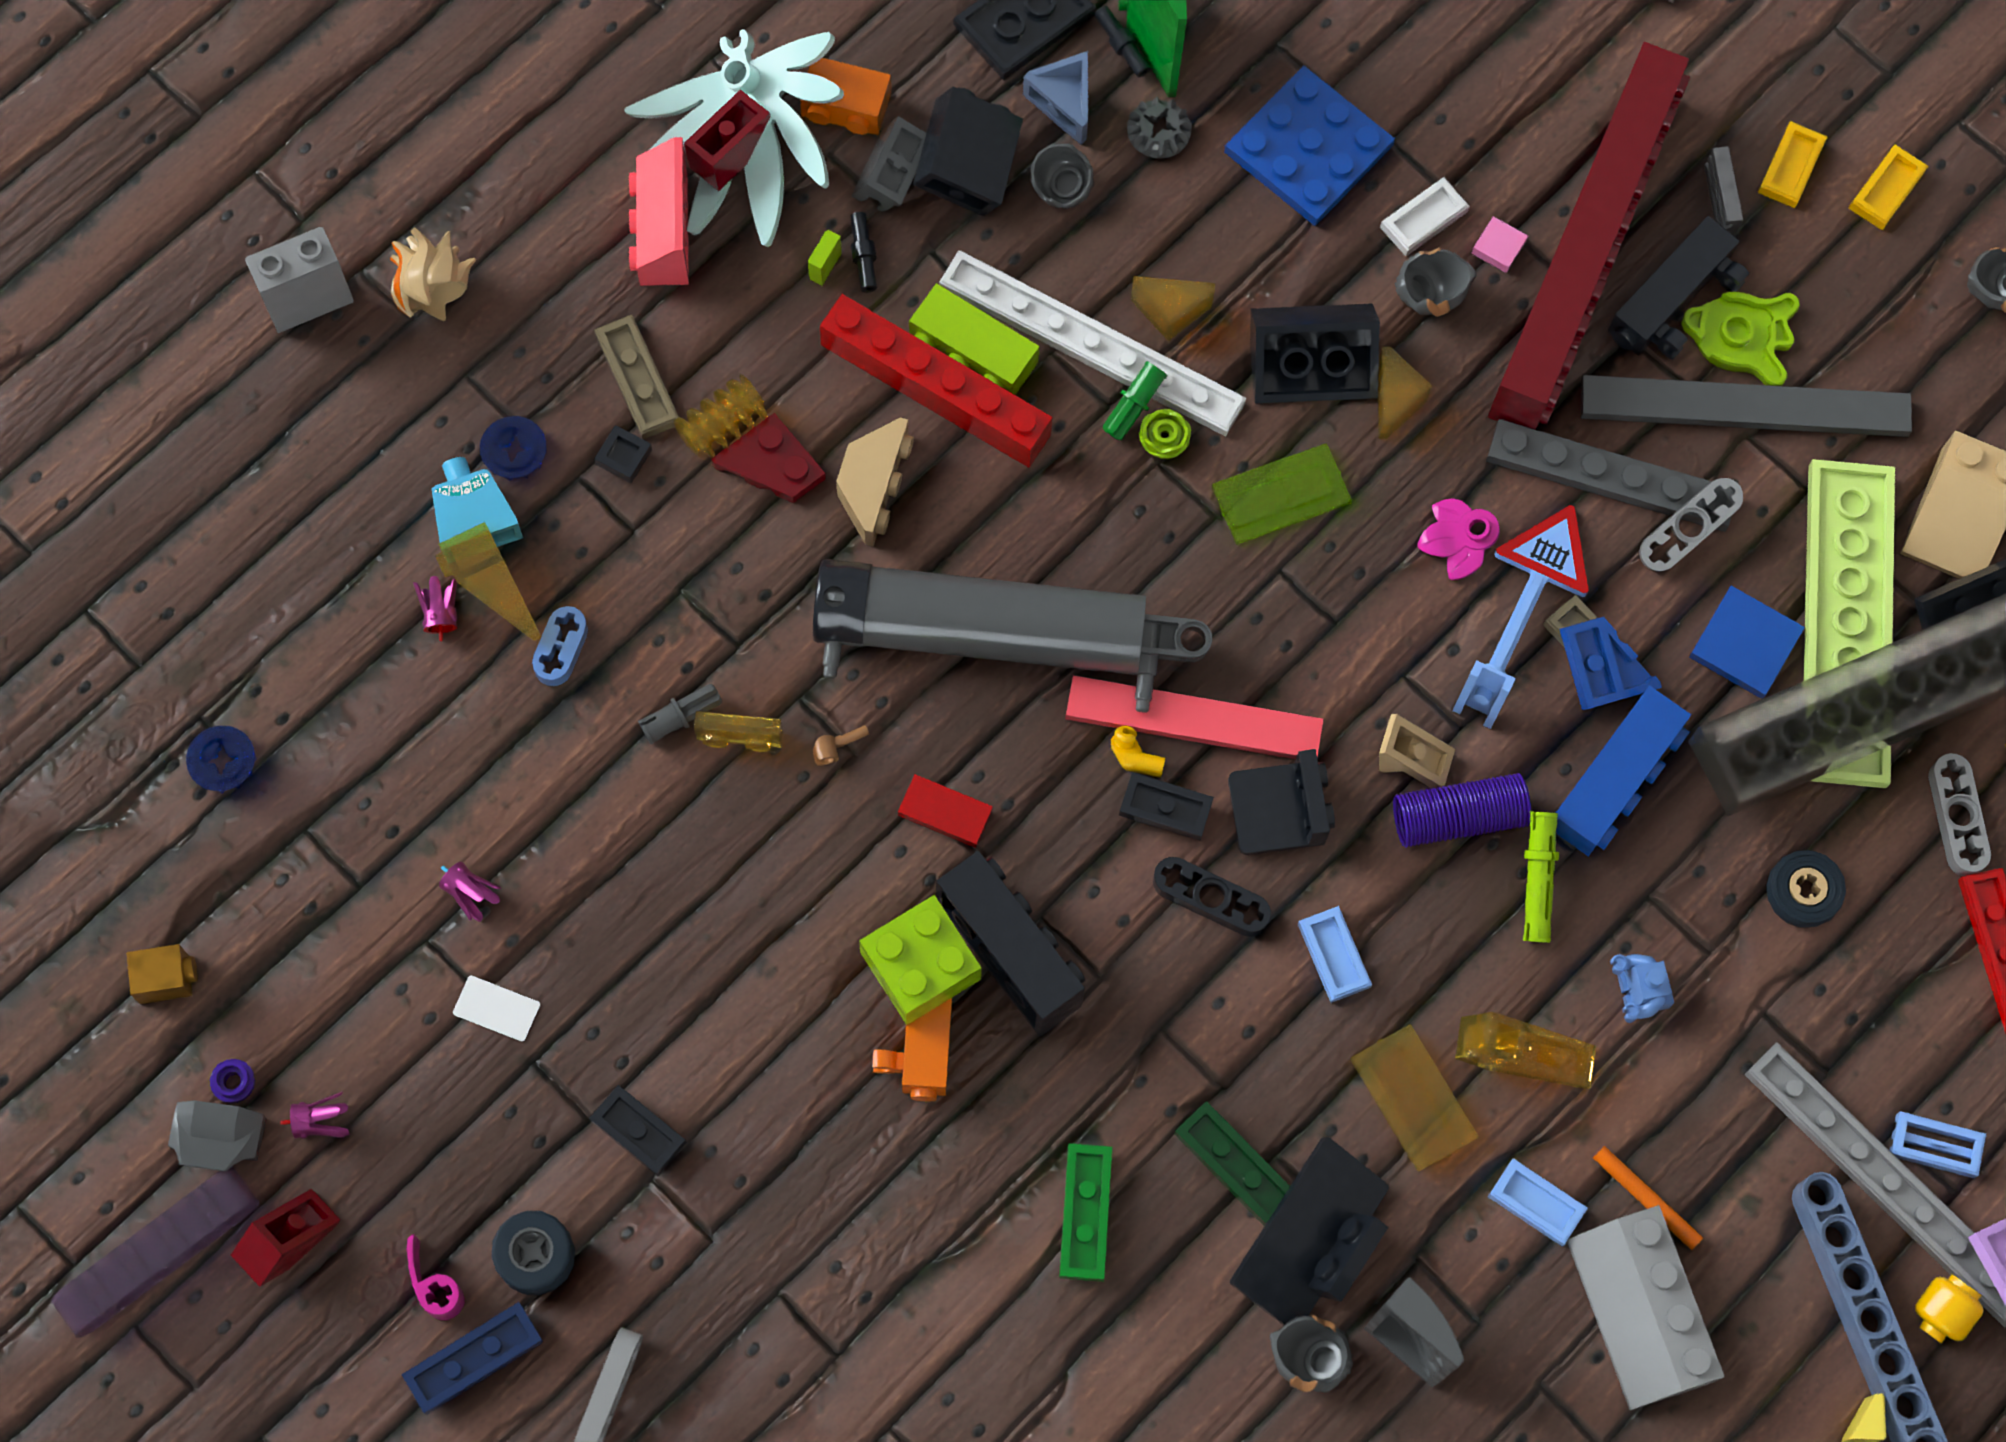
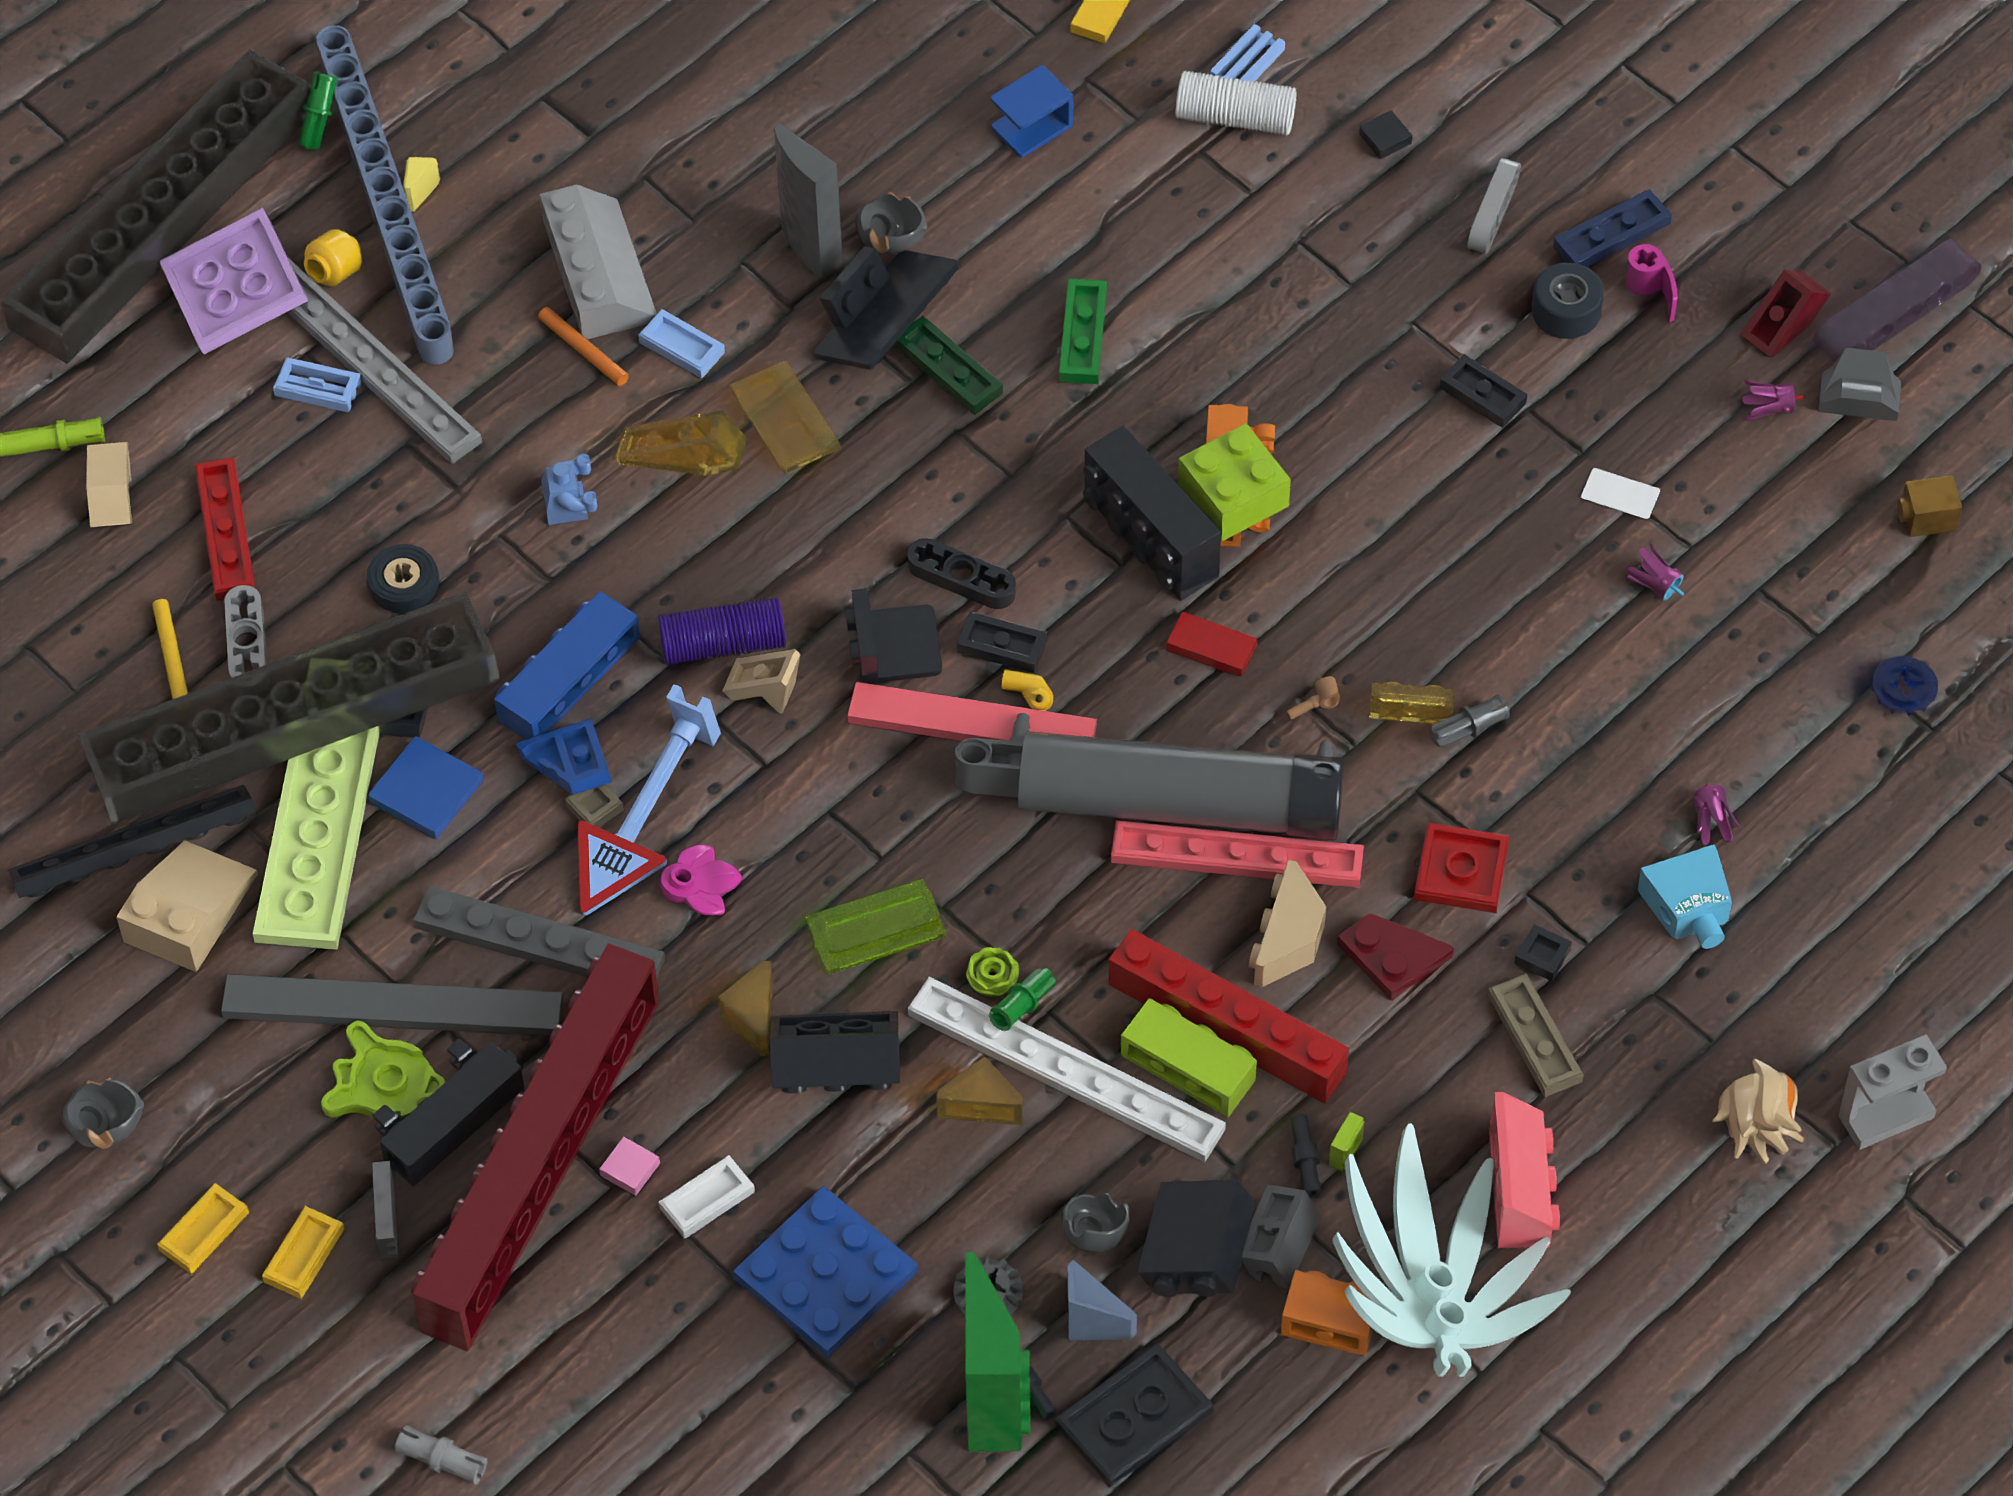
camera: 175 degrees left, 15 degrees down
(223, 1072) = (1855, 423): dark purple plate -> none
(482, 571) = (1665, 814): clear yellow slope -> none
(500, 436) = (1670, 953): clear blue gear -> none
(551, 641) = (1583, 781): medium blue beam -> none
(697, 554) = (1461, 867): none -> red tile
(720, 416) = (1443, 976): clear yellow piece -> none
(726, 140) = (1458, 1234): dark red slope -> none
(818, 548) = (1235, 853): none -> coral tile
(1334, 954) = (849, 530): light blue tile -> none
(1434, 281) = (705, 1109): dark grey hair -> none
(1540, 876) = (652, 584): lime pin -> none
(1707, 495) = (444, 890): light grey beam -> none

